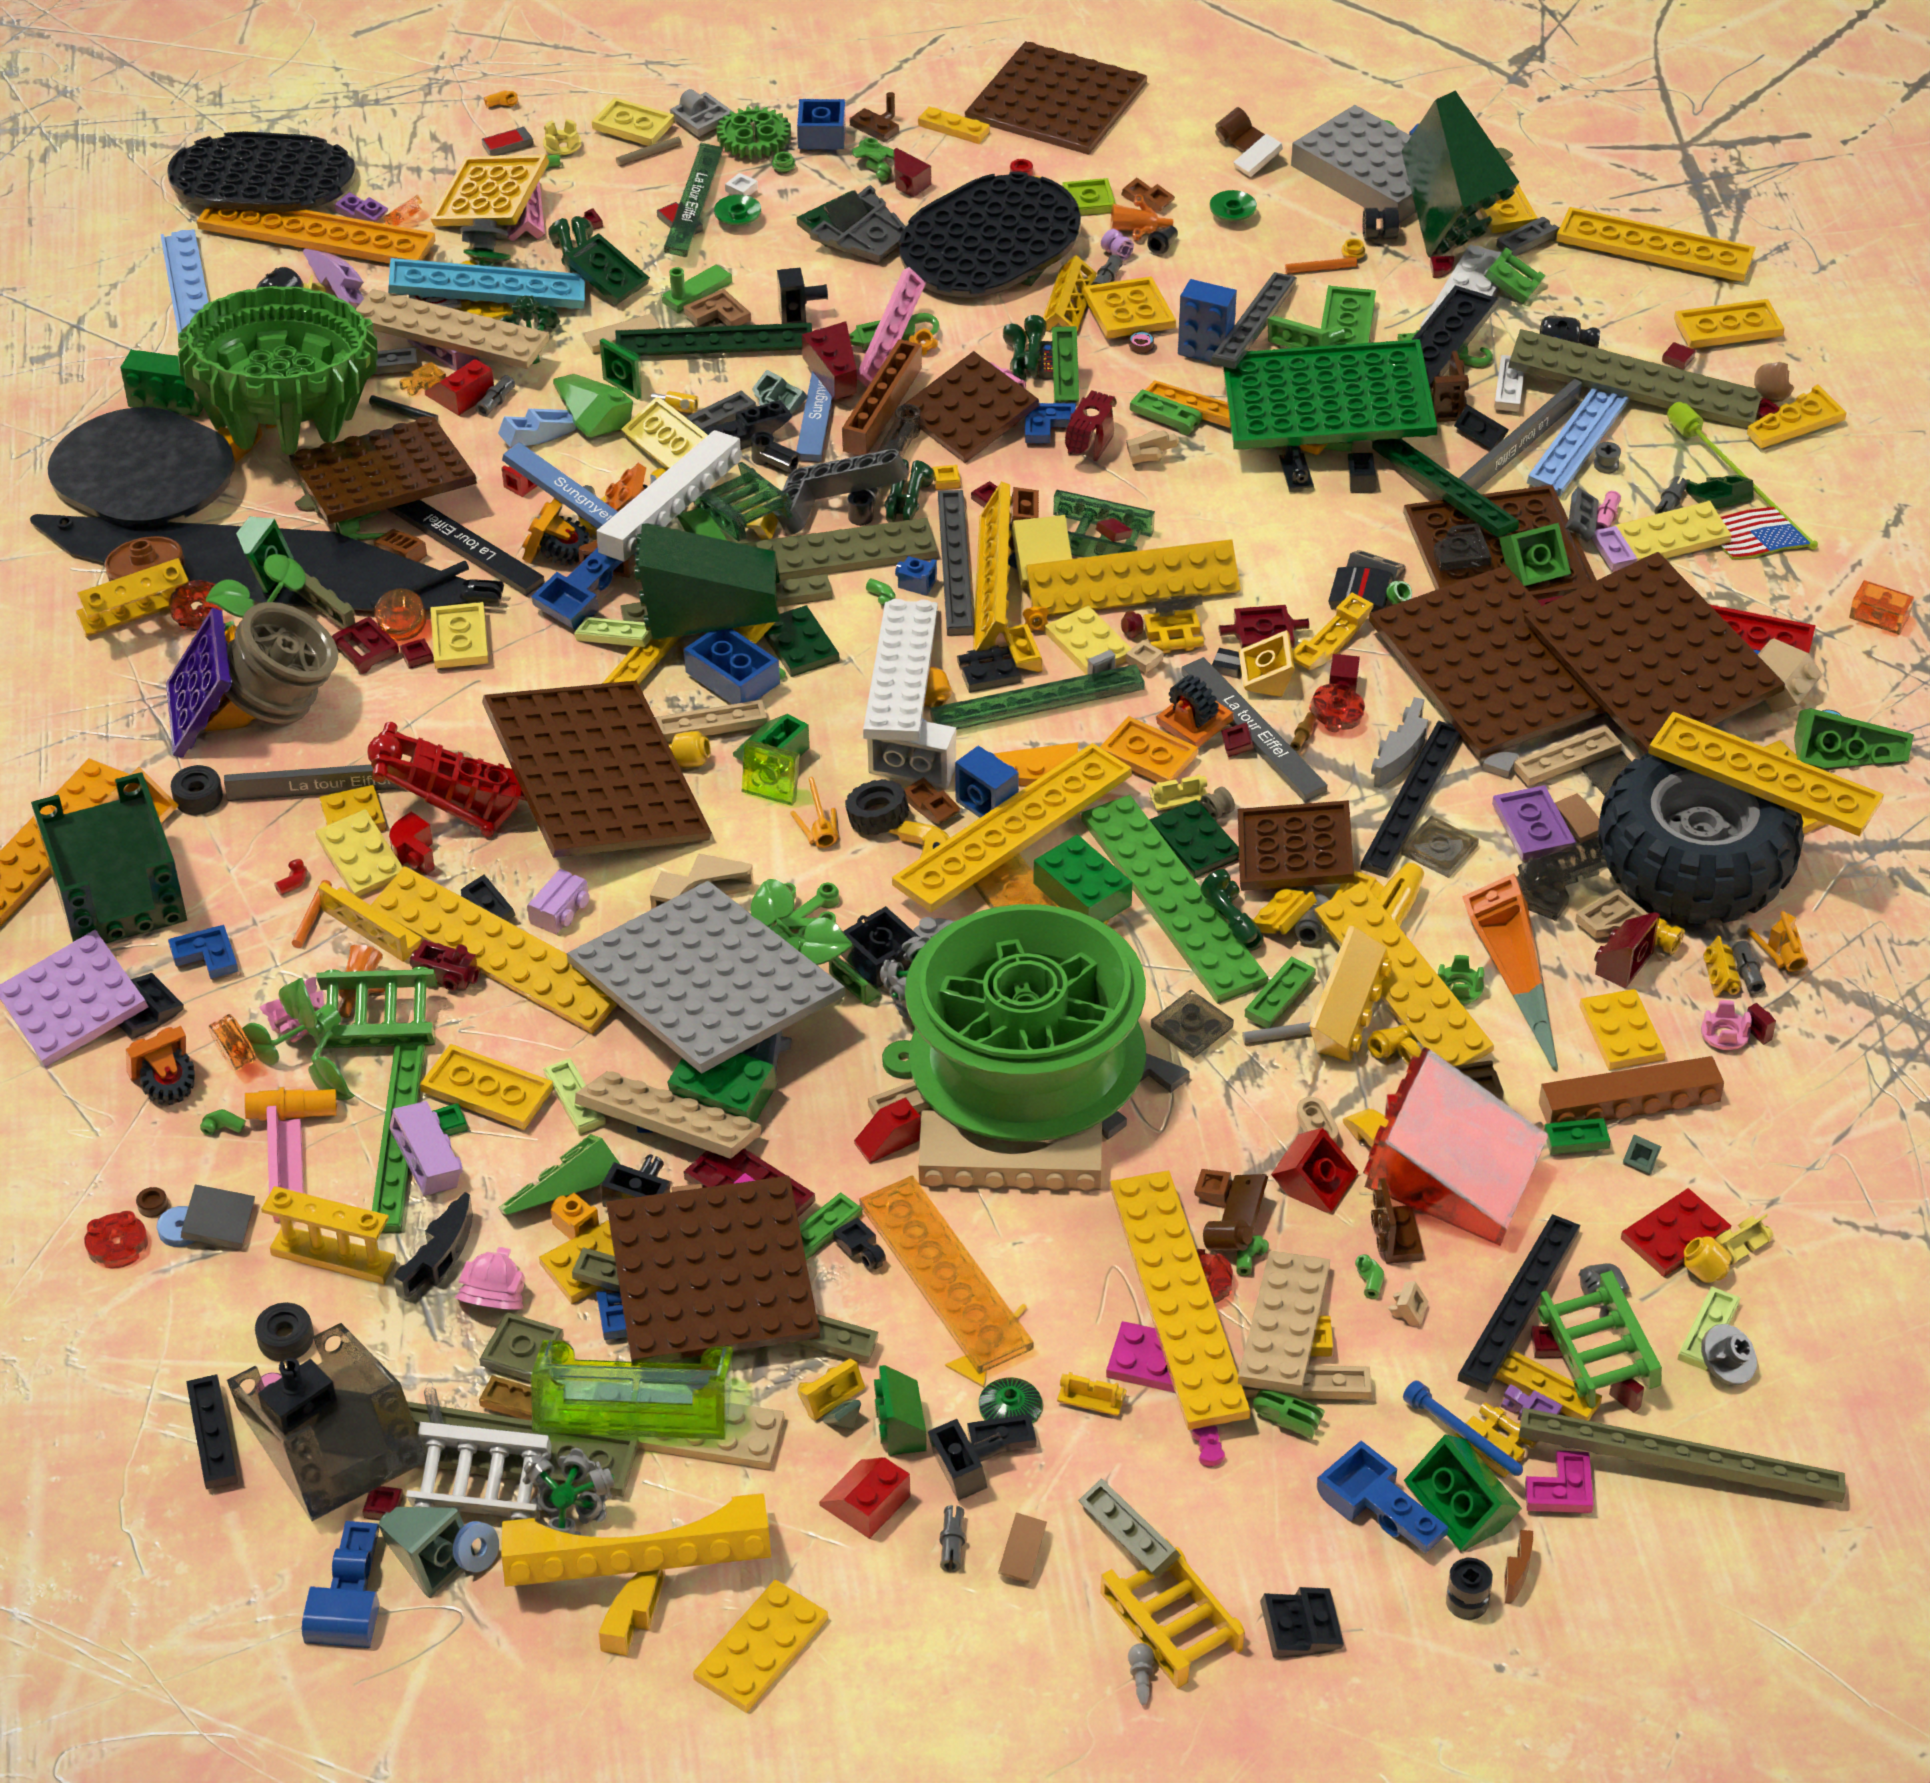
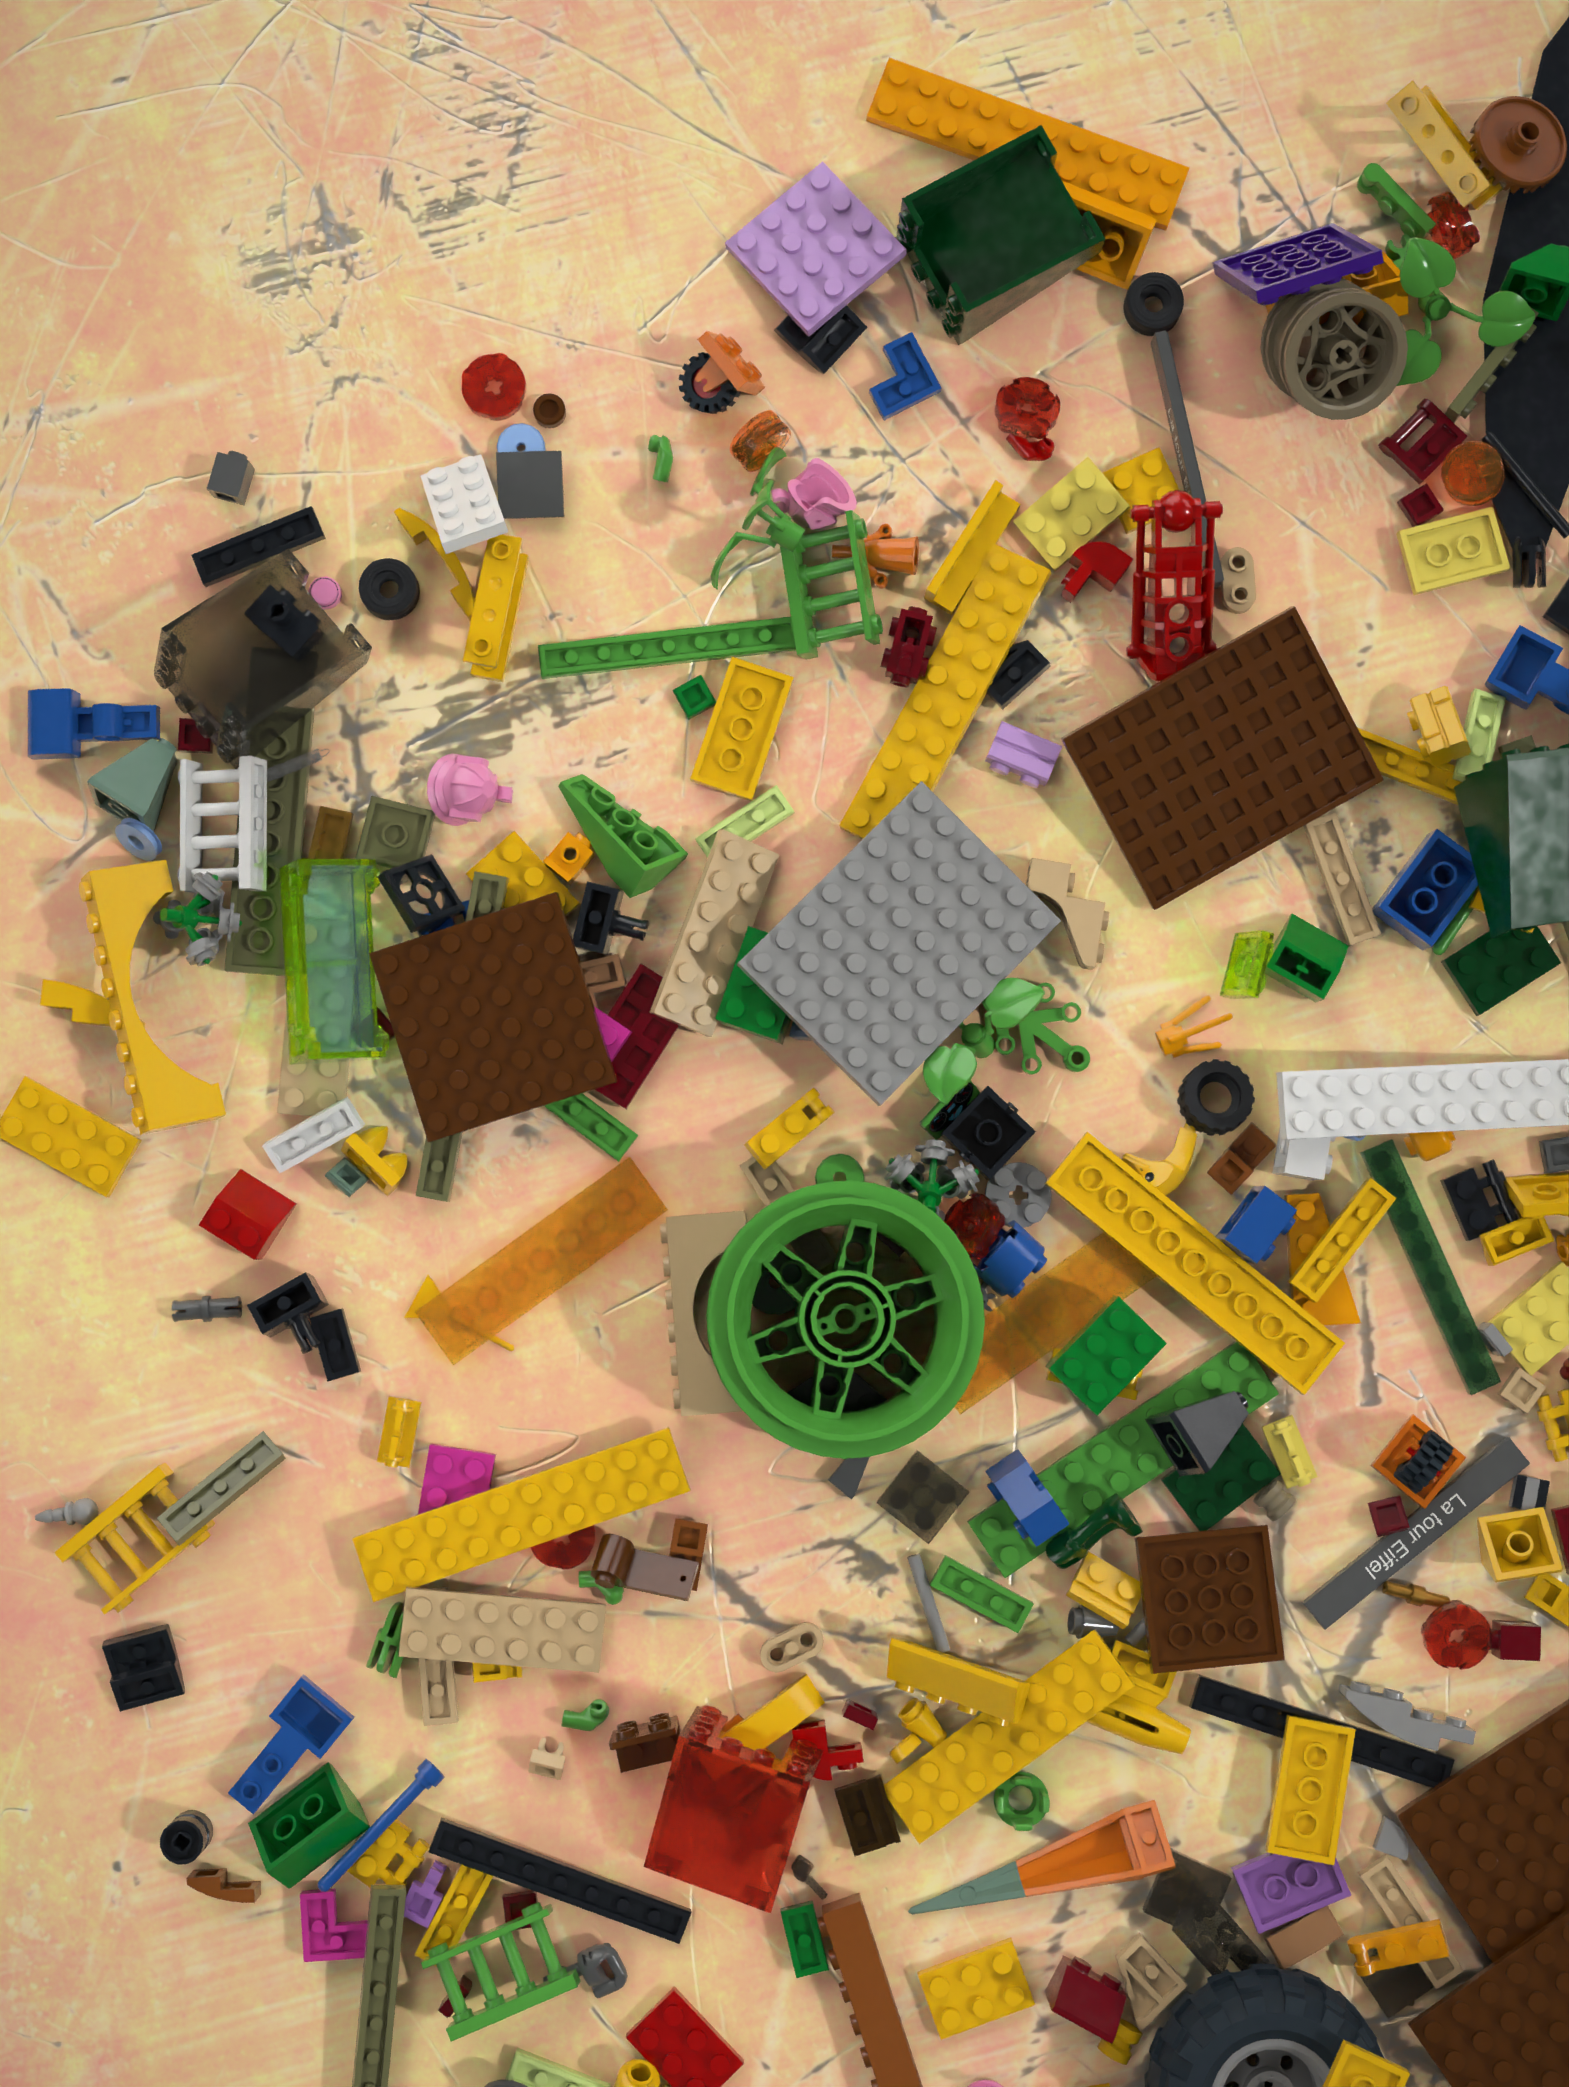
camera: 80 degrees right, 40 degrees up
(138, 1445) = (231, 477): none -> dark grey brick
(163, 640) = (1395, 201): none -> bright green plate
(224, 1245) = (463, 503): none -> white plate
(260, 871) = (1027, 423): none -> clear red plate
(268, 1281) = (420, 531): none -> yellow slope
(284, 1153) = (606, 537): bright pink fence -> none
(291, 1103) = (688, 523): light orange piece -> none
(308, 919) = (979, 480): orange bar -> none
(425, 1148) = (638, 683): lavender brick -> none
(444, 1245) = (524, 729): black slope -> none
(584, 1310) = (426, 866): none -> black piece
(601, 647) = (1439, 726): none -> yellow brick
(690, 749) = (1286, 862): yellow head -> none
(796, 1429) = (313, 1135): none -> white plate
(853, 1082) = (788, 1129): none -> yellow plate
(857, 1238) = (574, 1160): black plate -> none
(889, 1130) = (722, 1175): red slope -> none
(899, 1412) = (340, 1240): green slope -> none
(994, 1401) = (401, 1343): dish -> none
(1008, 738) = (1341, 1240): none -> yellow plate
(1022, 1547) = (198, 1381): medium nougat slope -> none
(1150, 750) = (1355, 1409): light orange plate -> none
(1157, 832) = (1199, 1431): none -> black slope
(1208, 937) = (1027, 1498): none -> blue brick
(1209, 1445) = (341, 1562): dark pink piece -> none
(1315, 1170) = (719, 1648): red slope -> none
(1379, 1079) = (860, 1714): none -> dark red tile
(1439, 846) = (1242, 1768): clear smoke tile -> none
(1456, 796) = (1310, 1790): none -> yellow plate
(1586, 758) = (1399, 1947): none -> light orange plate
(1642, 1154) = (785, 2013): sand green slope -> none

